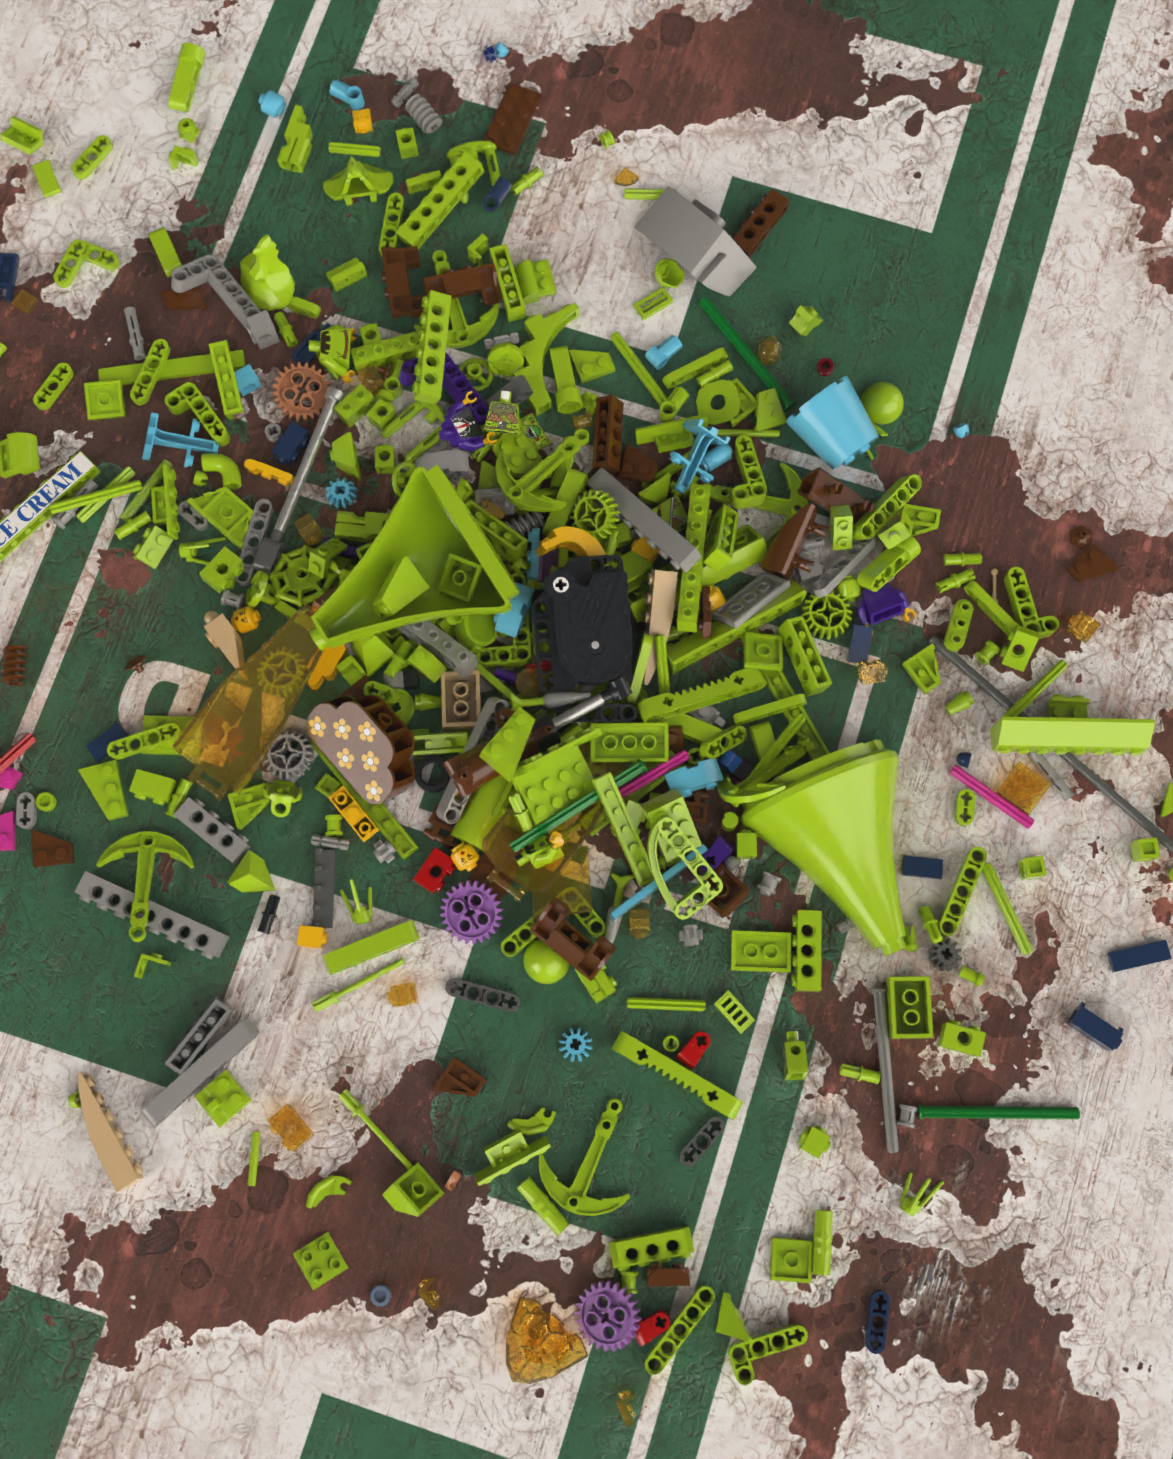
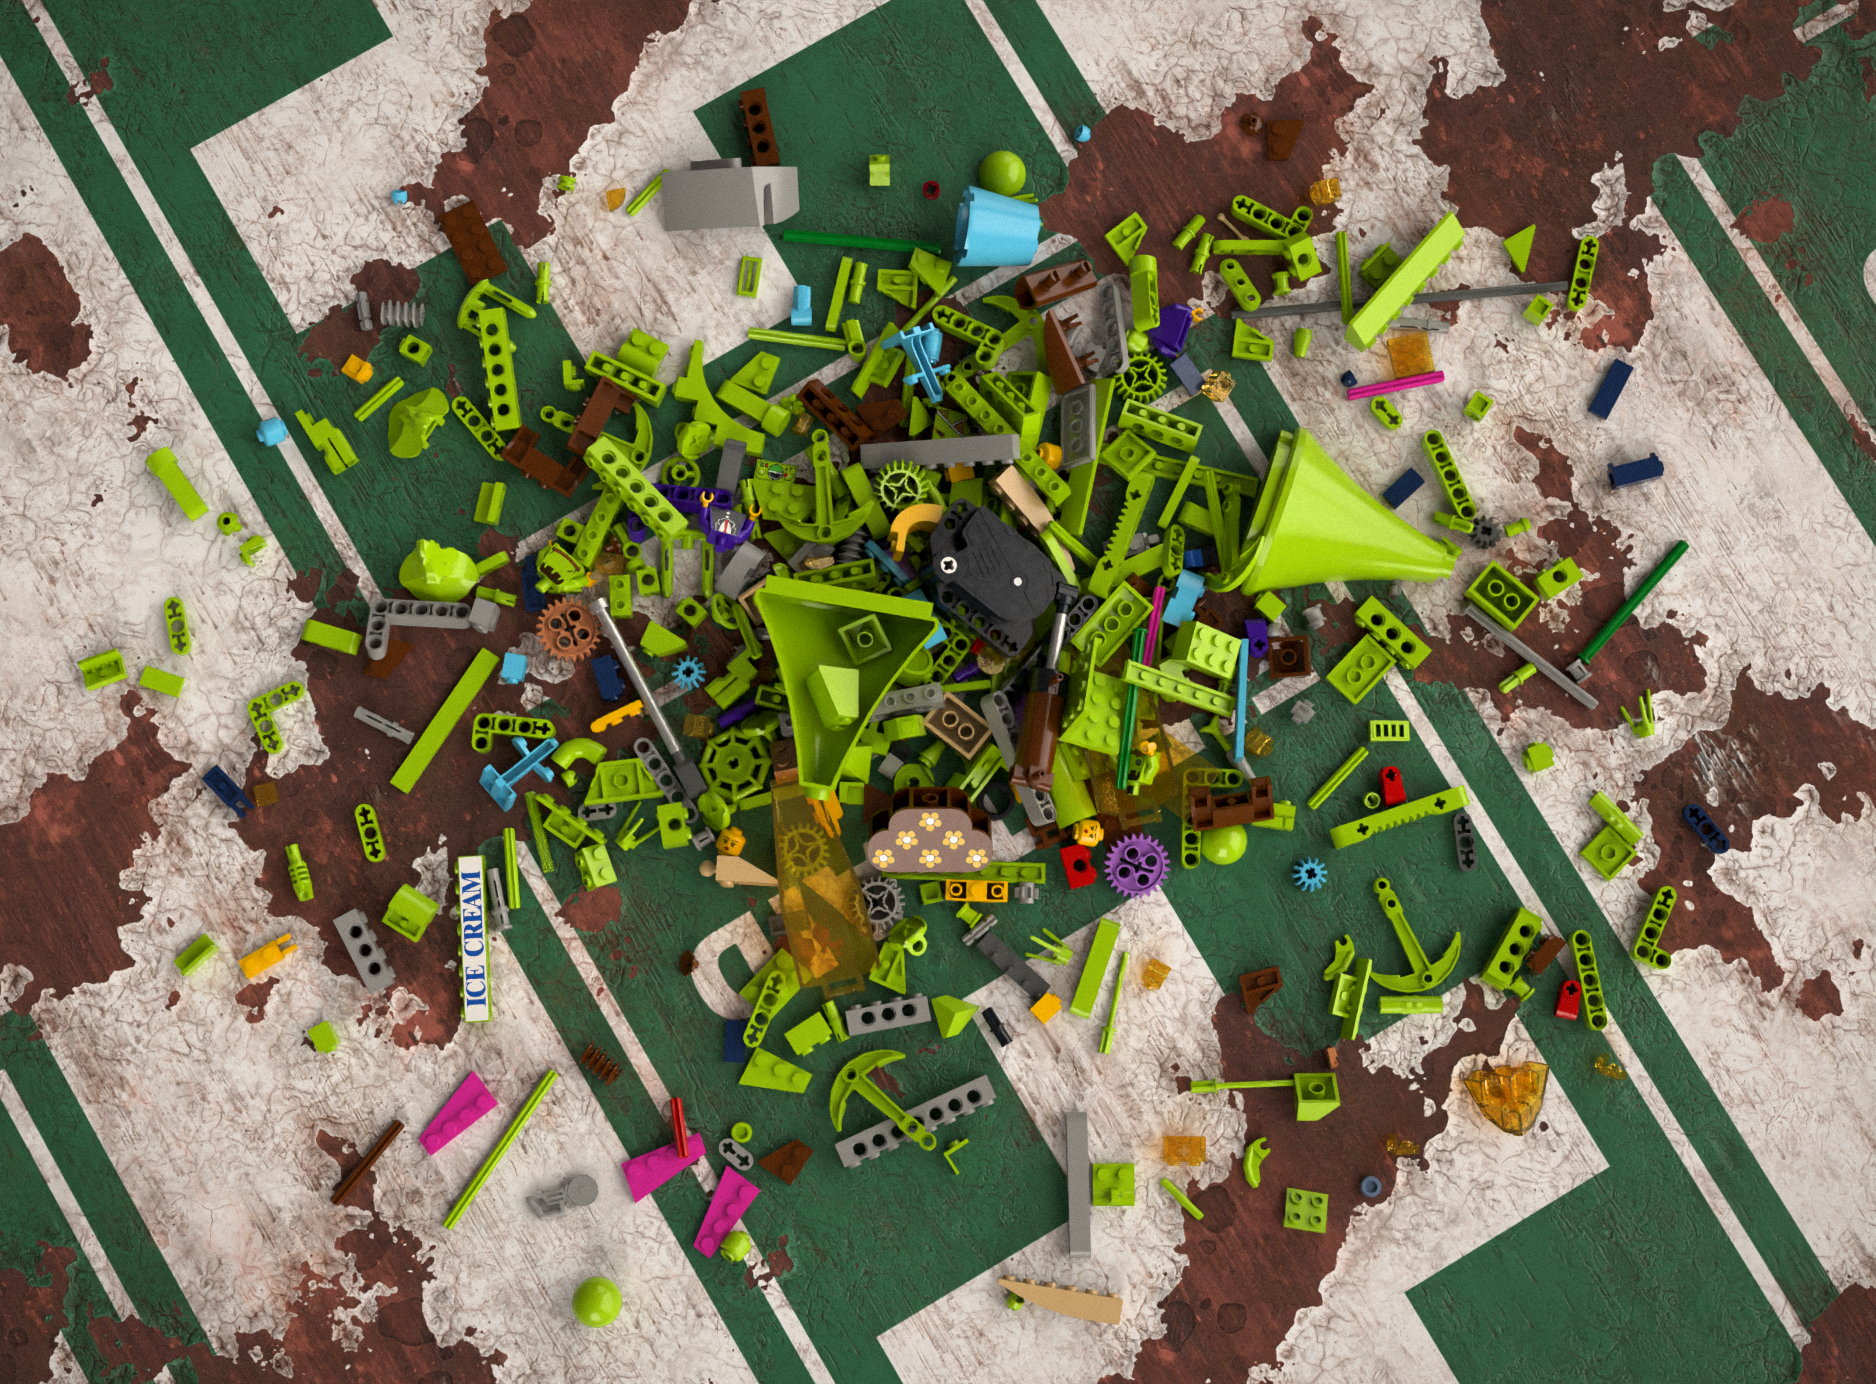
camera: 55 degrees left, 5 degrees up
(94, 497) = (510, 877): lime axle -> none
(104, 399) = (423, 799): lime tile -> none
(132, 525) = (561, 867): lime pin -> none
(154, 373) = (437, 739): lime beam -> none
(197, 1034) = (1047, 1161): dark grey brick -> none
(226, 378) = (503, 682): lime fence -> none
(275, 437) = (587, 685): light grey bush -> none
(321, 556) = (738, 732): lime bracket -> none
(348, 94) = (319, 361): medium azure piece -> none
(382, 689) = (892, 780): lime beam -> none
(398, 659) = (881, 746): lime pin -> none
(423, 182) = (465, 367): lime plate -> none
(482, 997) = (1207, 912): dark grey beam -> none
(489, 54) = (394, 209): clear blue plate -> none
(490, 343) = (669, 429): light grey axle -> none
(497, 193) = (536, 316): dark blue piece -> none
(502, 716) = (1012, 703): reddish brown plant -> none
(503, 415) = (747, 485): torso -> none
(508, 744) = (1045, 717): lime wedge -> none
(519, 565) = (884, 583): lime hinge -> none
(520, 812) = (1099, 756): lime axle -> none
(550, 699) = (1026, 656): light grey piece -> none
(598, 1330) = (1529, 1006): medium lavender gear -> none
(668, 273) = (737, 241): lime hair -> none
(686, 845) = (1276, 668): lime beam -> none
(704, 617) = (1064, 473): reddish brown wing -> none
(729, 821) = (1239, 602): lime piece -> none
(730, 1320) = (1613, 936): lime tile -> none
(732, 405) = (887, 285): lime piece -> none
(769, 351) = (878, 222): clear yellow head -> none
(794, 1065) = (1469, 722): lime torso -> none
(841, 527) = (1083, 302): lime brick -> none
(893, 500) = (1096, 252): lime beam -> none
(896, 530) = (1121, 263): lime torso -> none
(1007, 909) = (1490, 454): lime axle -> none

